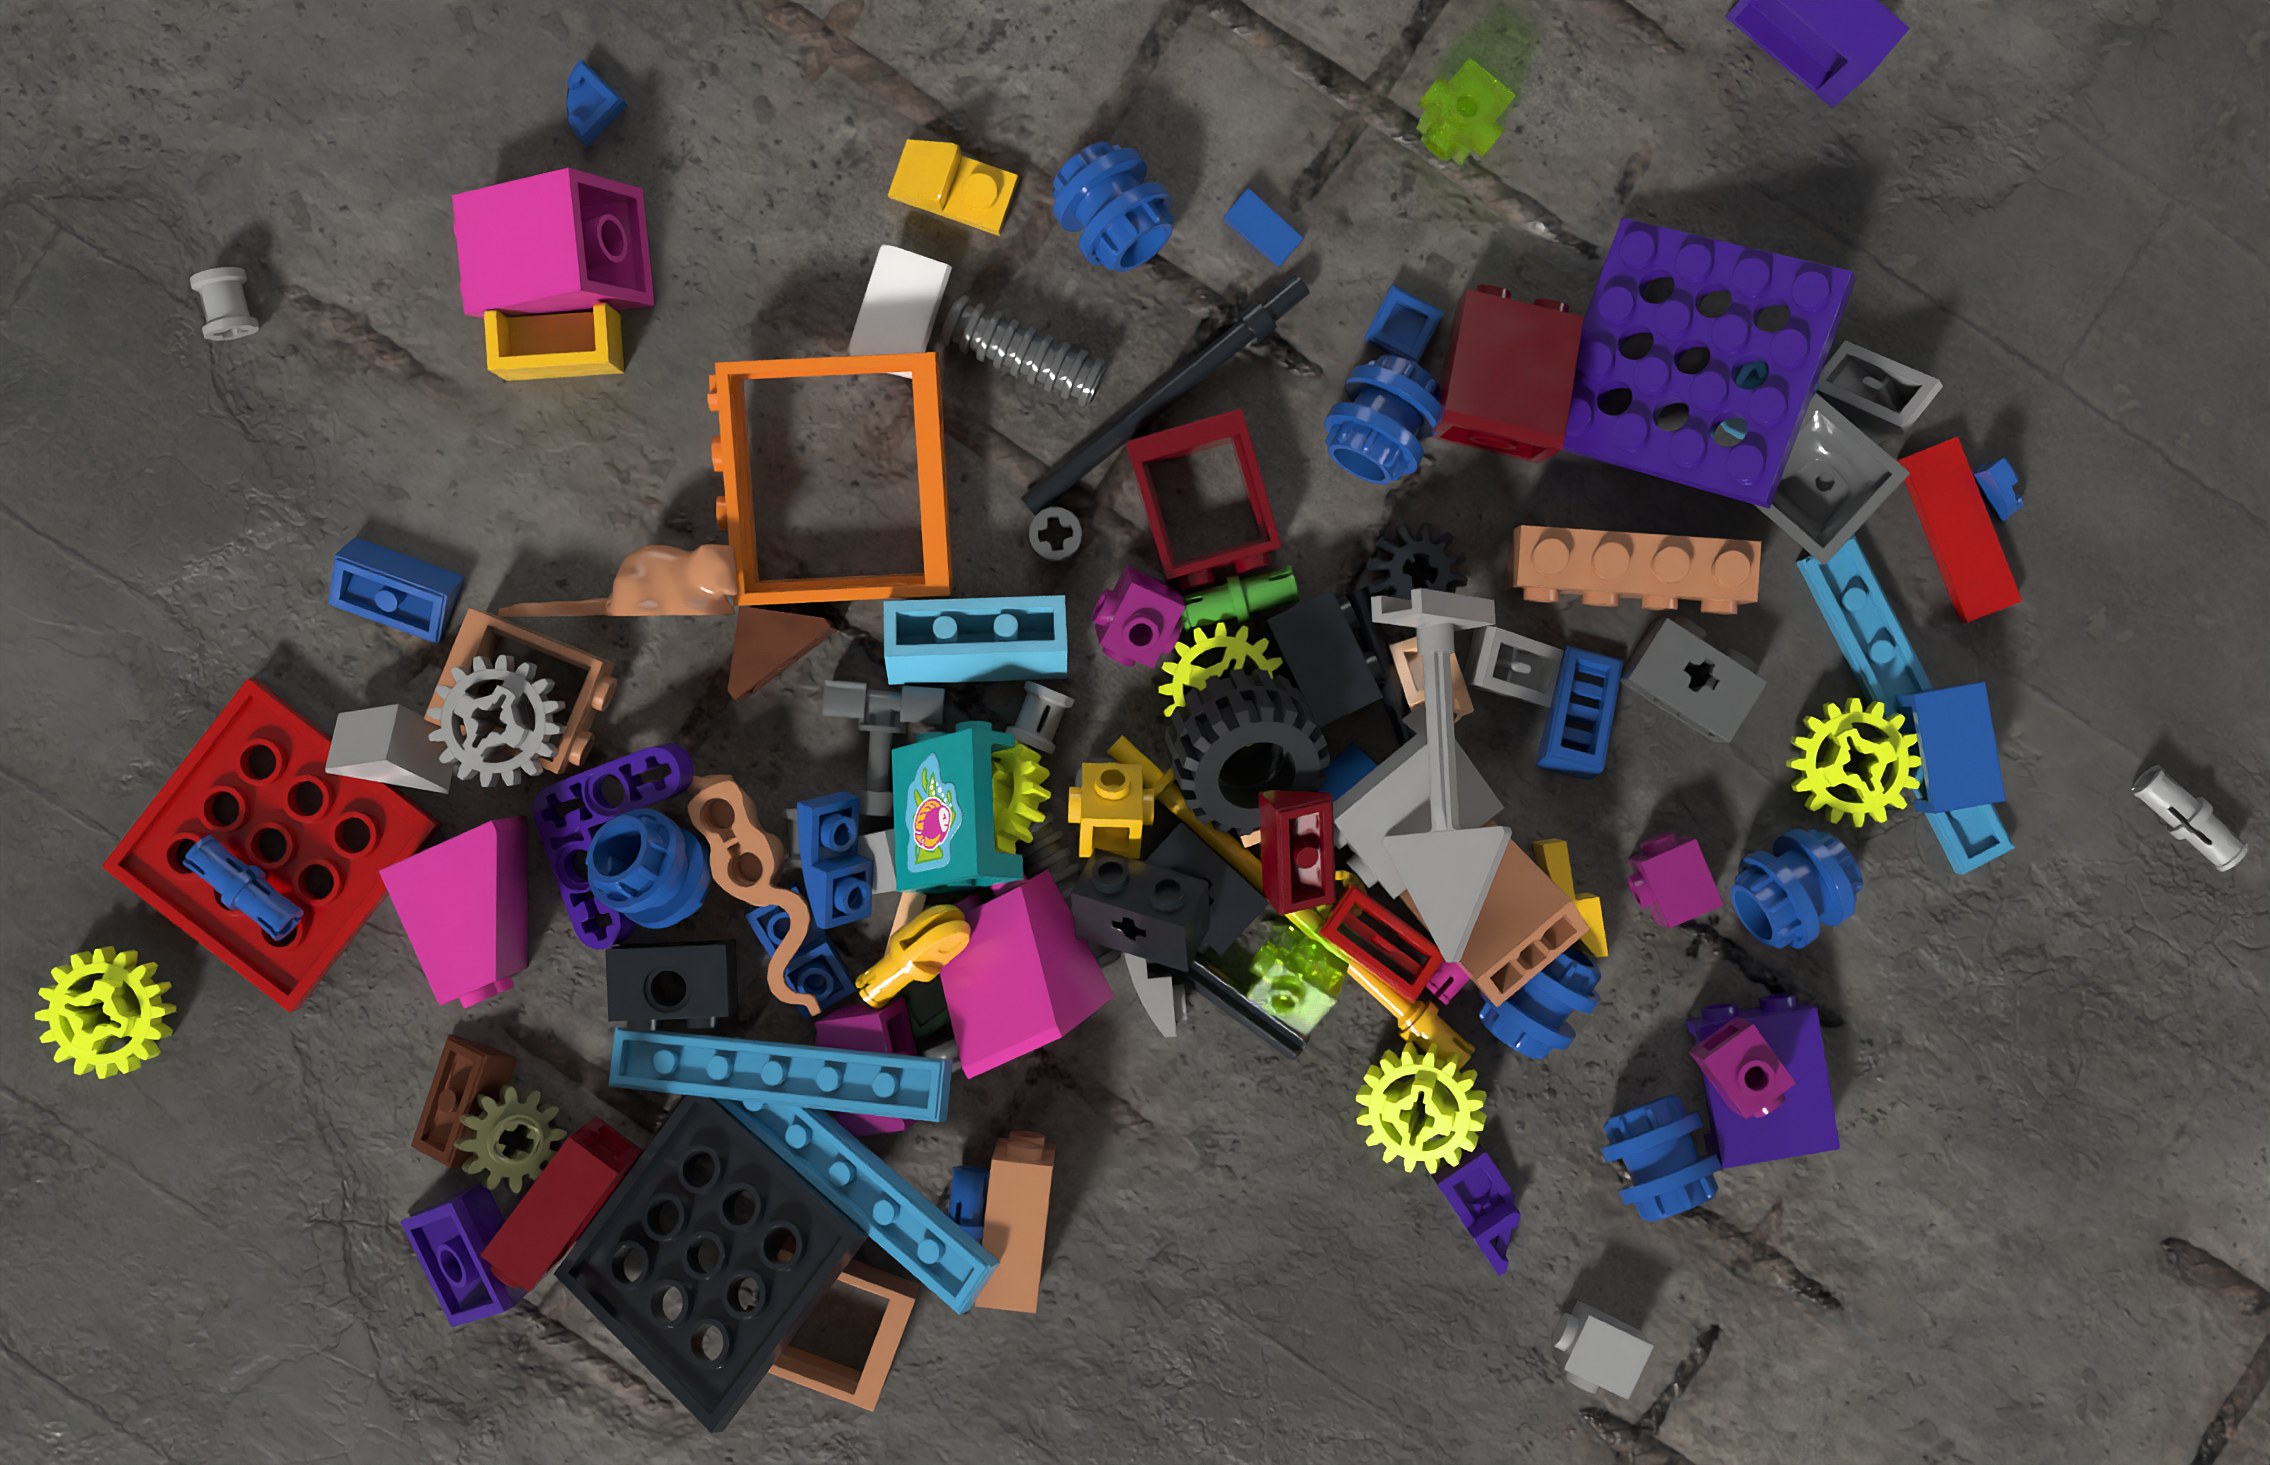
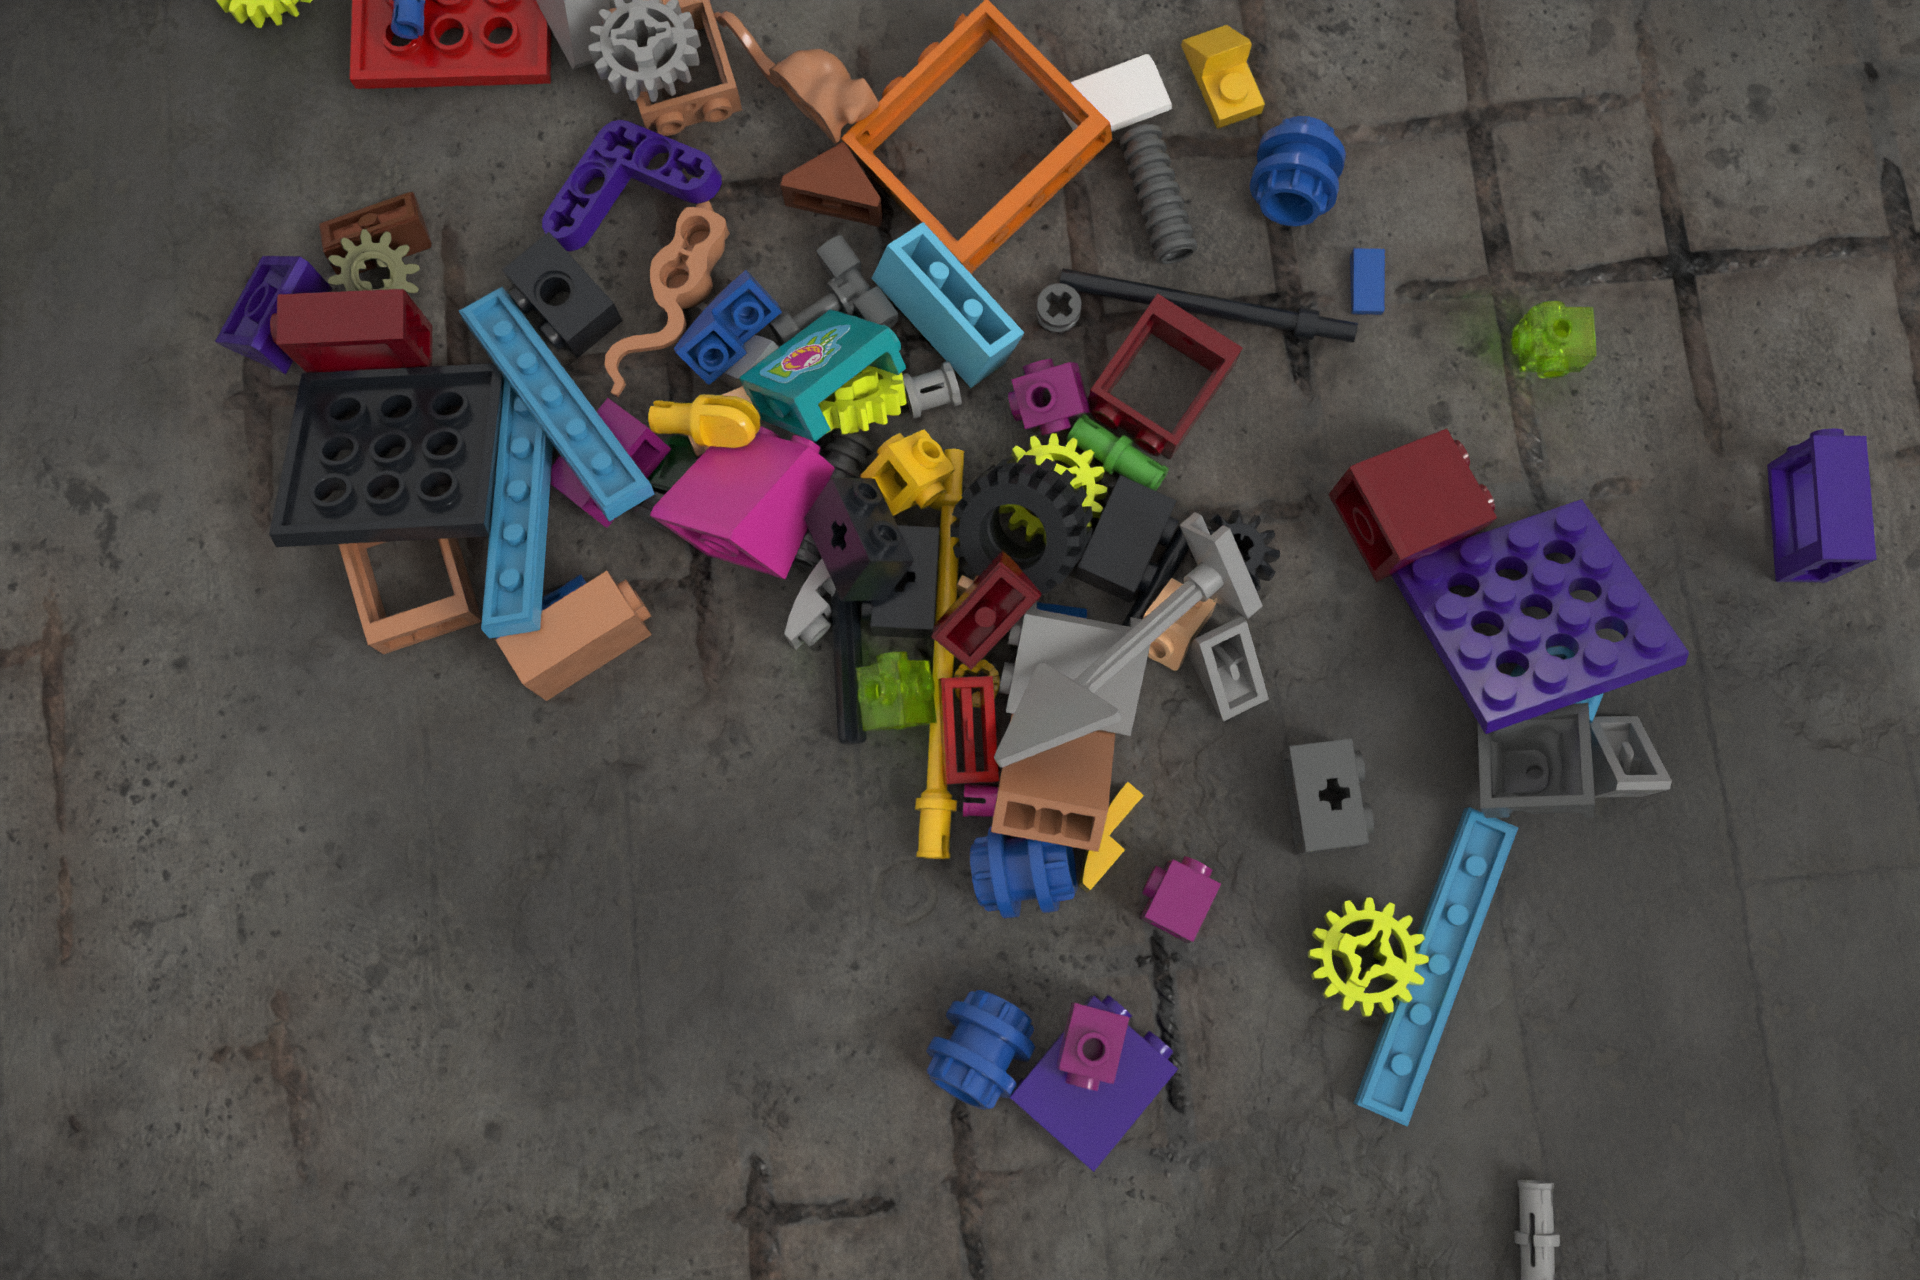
camera: 45 degrees right, 10 degrees down
(467, 909) = (508, 127): dark pink slope -> none
(648, 868) = (624, 215): blue piece -> none
(815, 966) = (646, 372): blue slope -> none
(1380, 428) = (1314, 446): blue piece -> none
(1403, 325) = (1386, 419): blue tile -> none
(1443, 1110) = (900, 856): neon yellow gear -> none
(1482, 1203) = (845, 956): dark purple slope -> none
(1569, 761) = (1206, 757): blue slope -> none
(1600, 1351) = (807, 1124): light grey brick -> none
(1632, 566) = (1364, 692): nougat brick -> none
(1798, 887) = (1258, 991): blue piece -> none
(1955, 747) = (1438, 1012): blue panel -> none
(1959, 531) = (1584, 901): red tile -> none
(1995, 486) = (1634, 895): blue tile -> none

